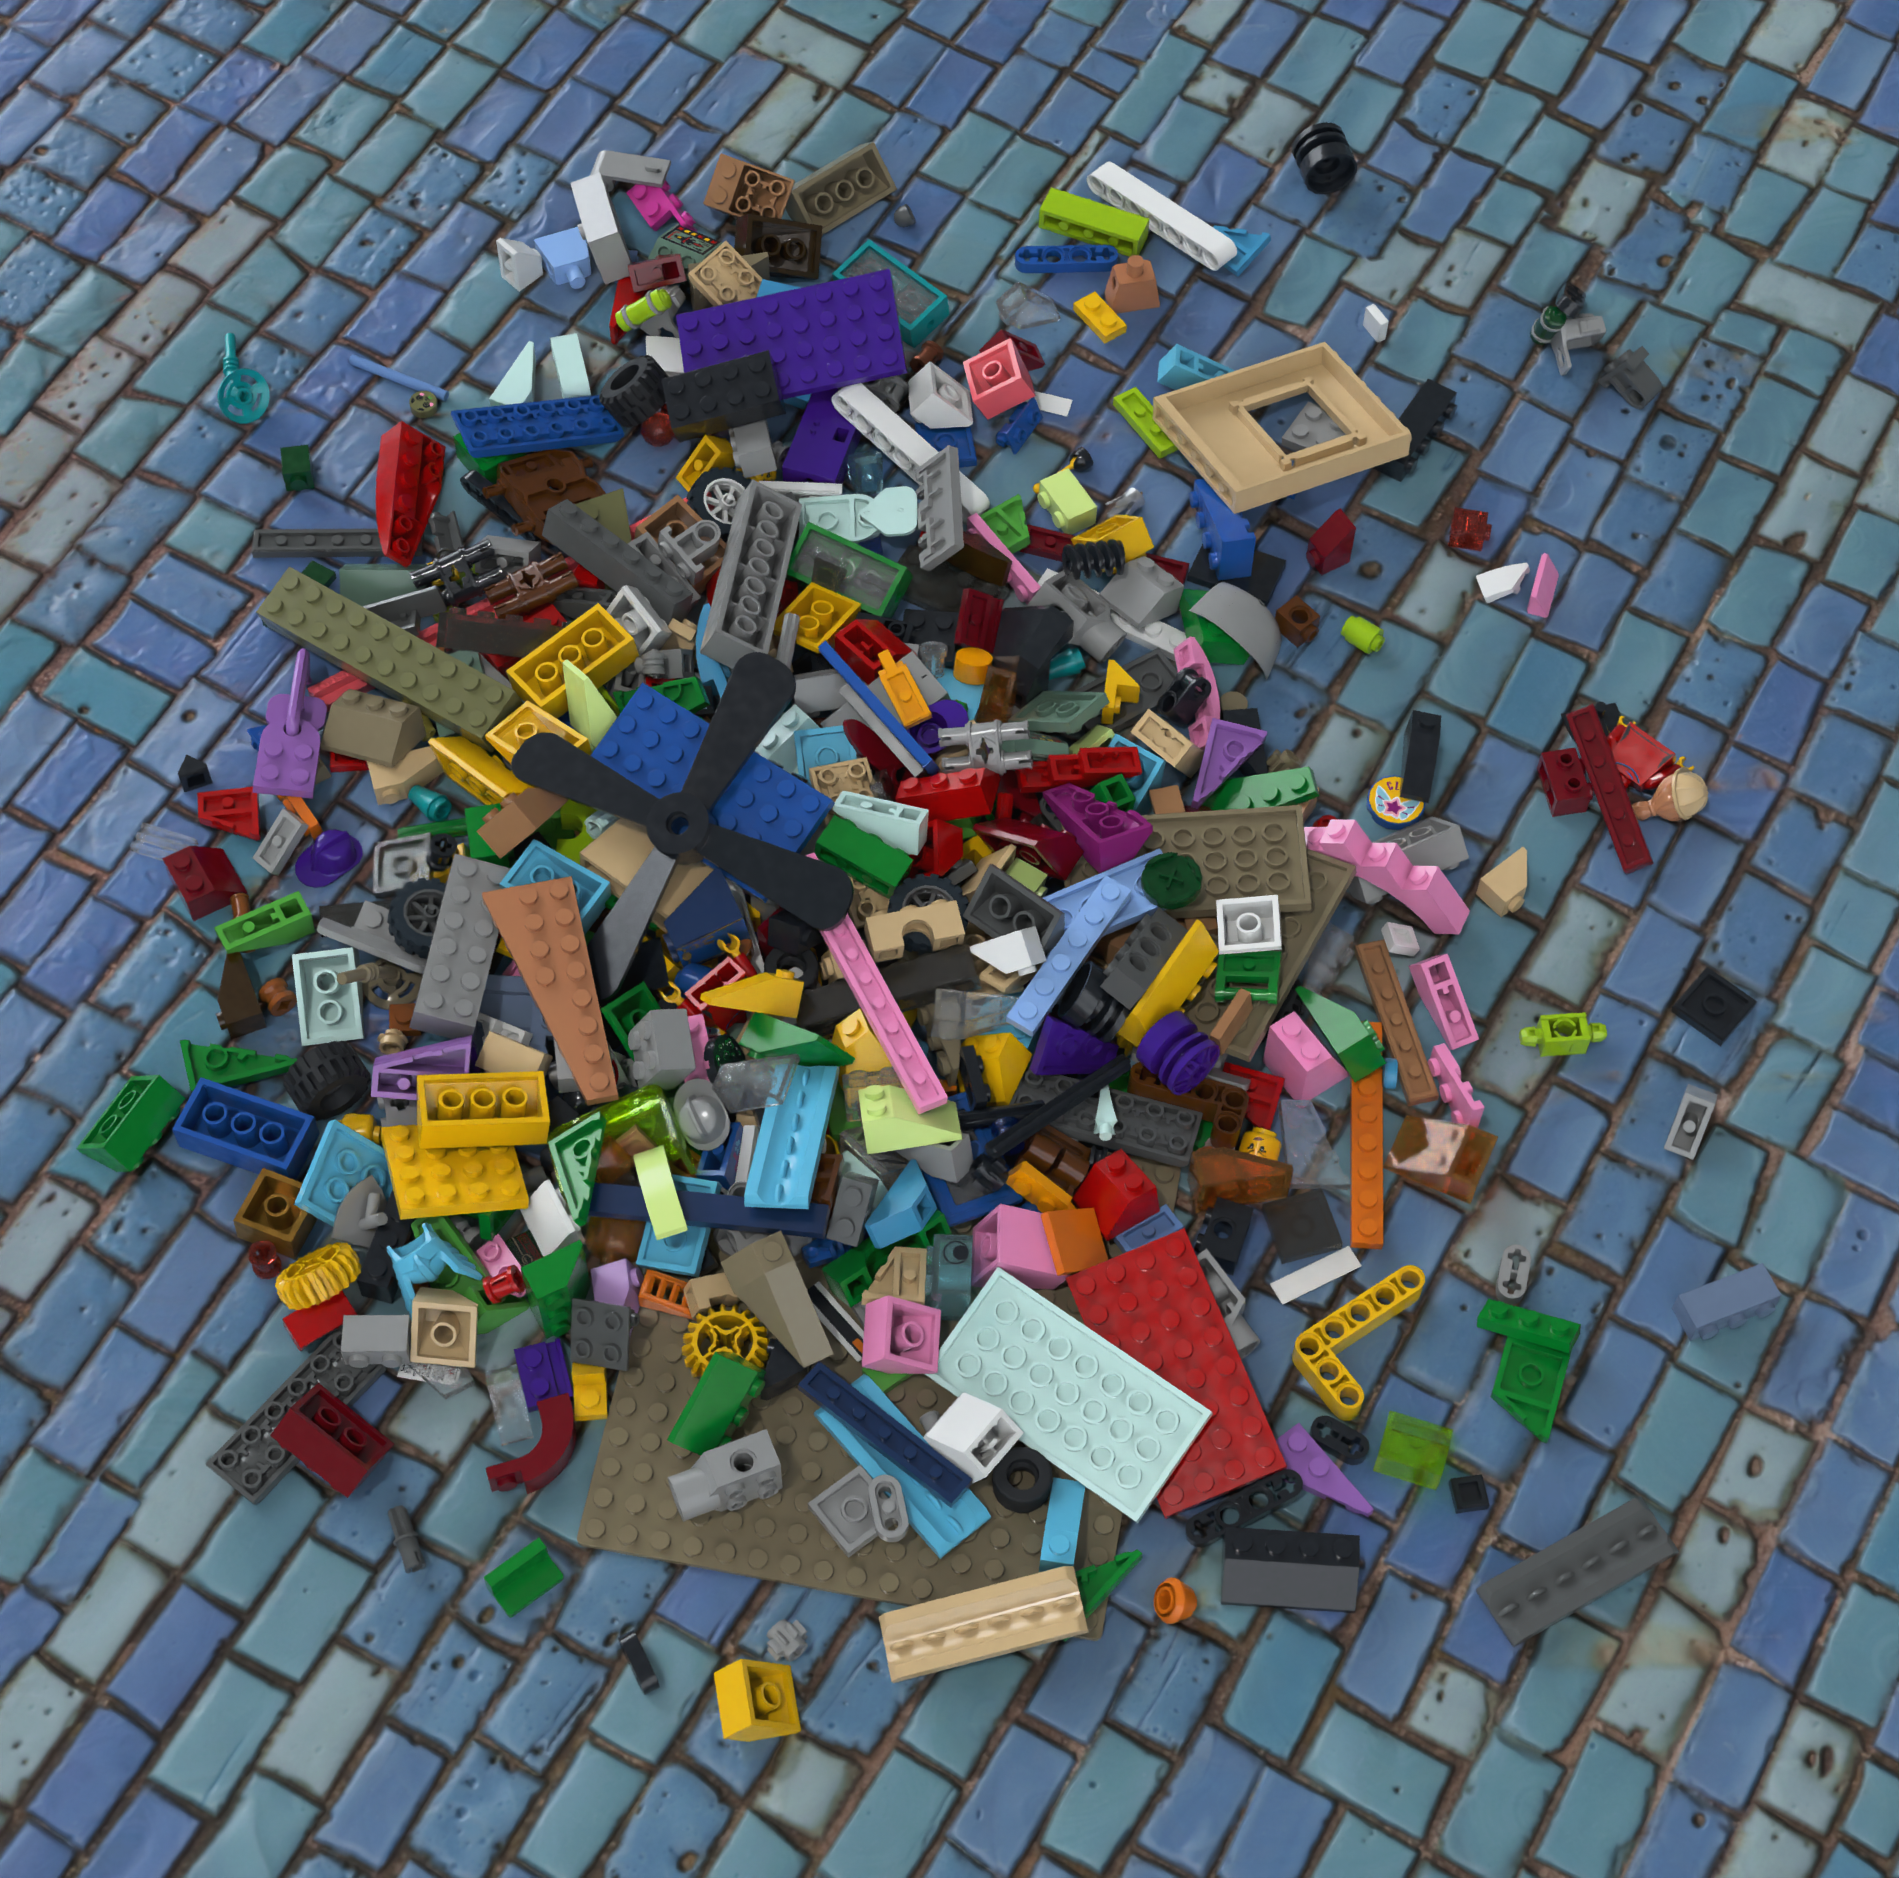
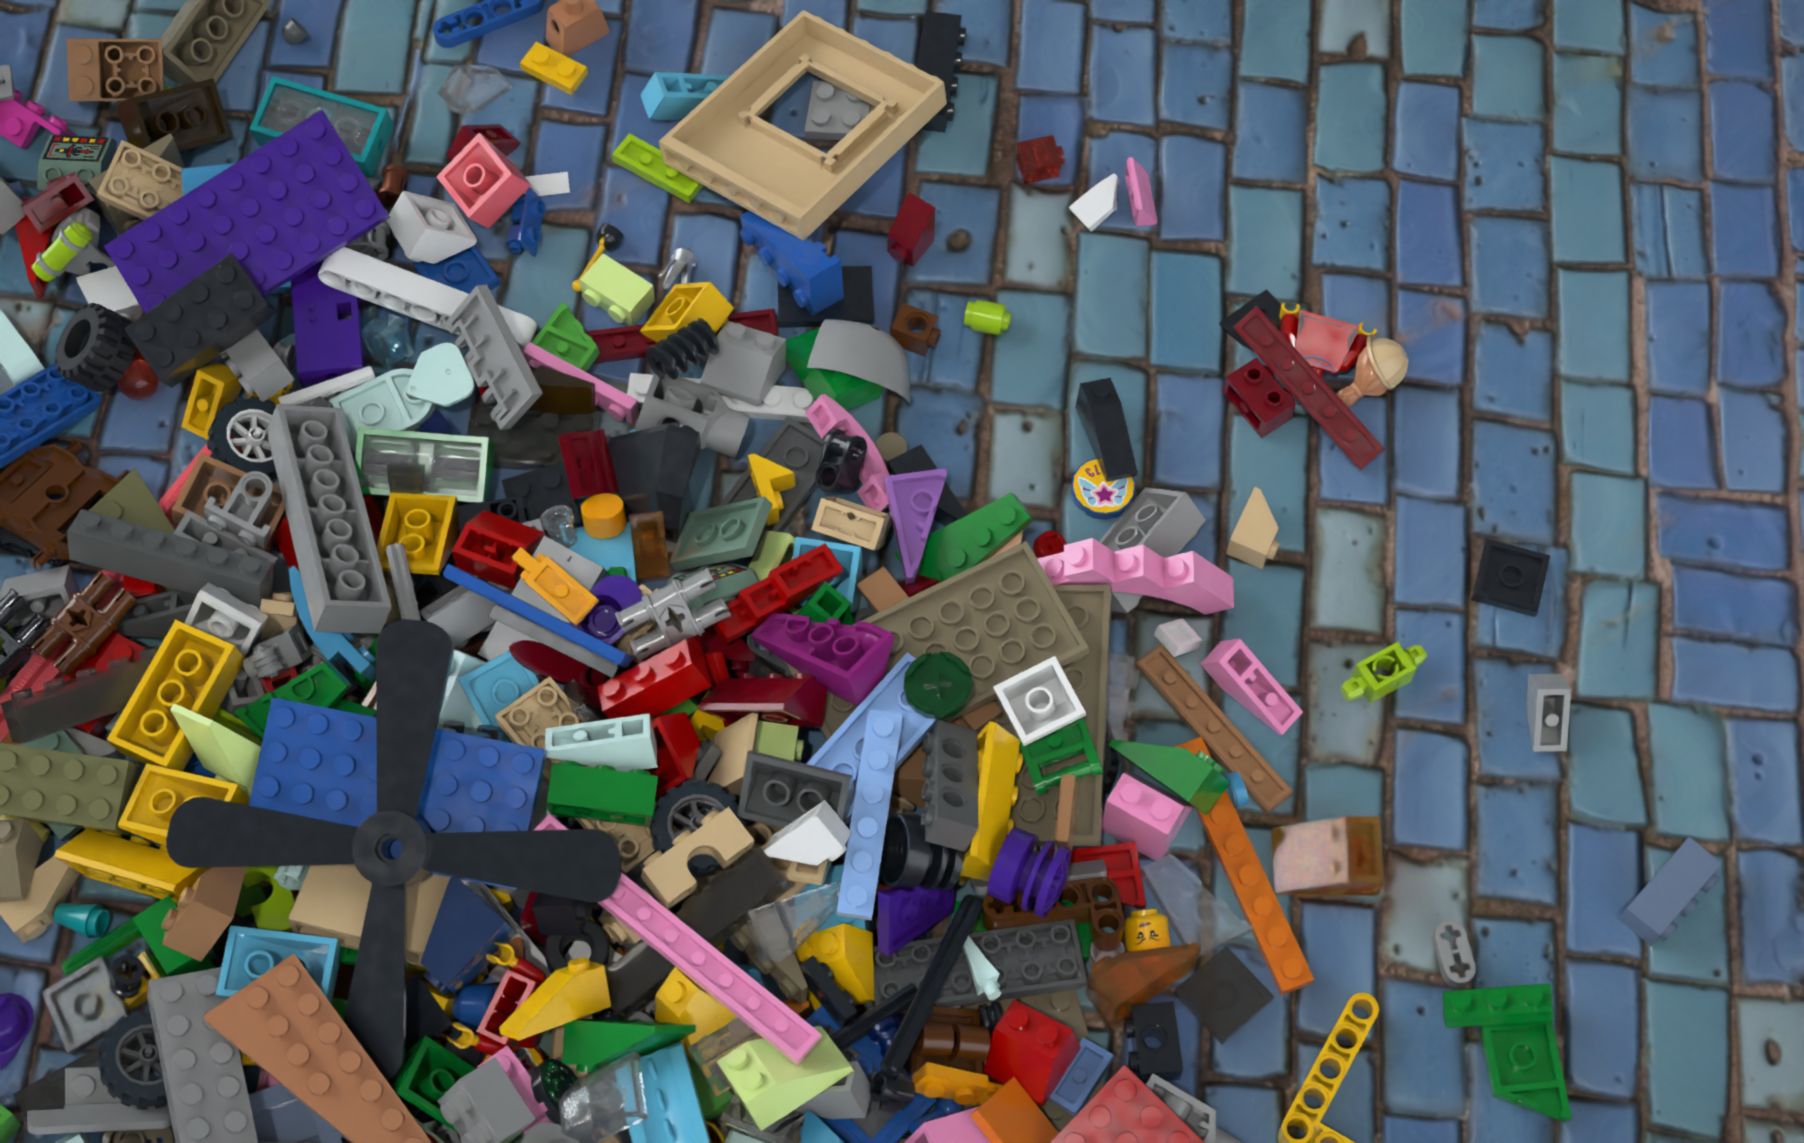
camera: 25 degrees left, 5 degrees up
(1066, 664) = (703, 472): teal cone -> none
(1282, 761) = (974, 494): dark tan gear -> none
(1315, 1275) = (1260, 1042): white sticker -> none
(1452, 1089) = (1305, 781): bright pink wing -> none

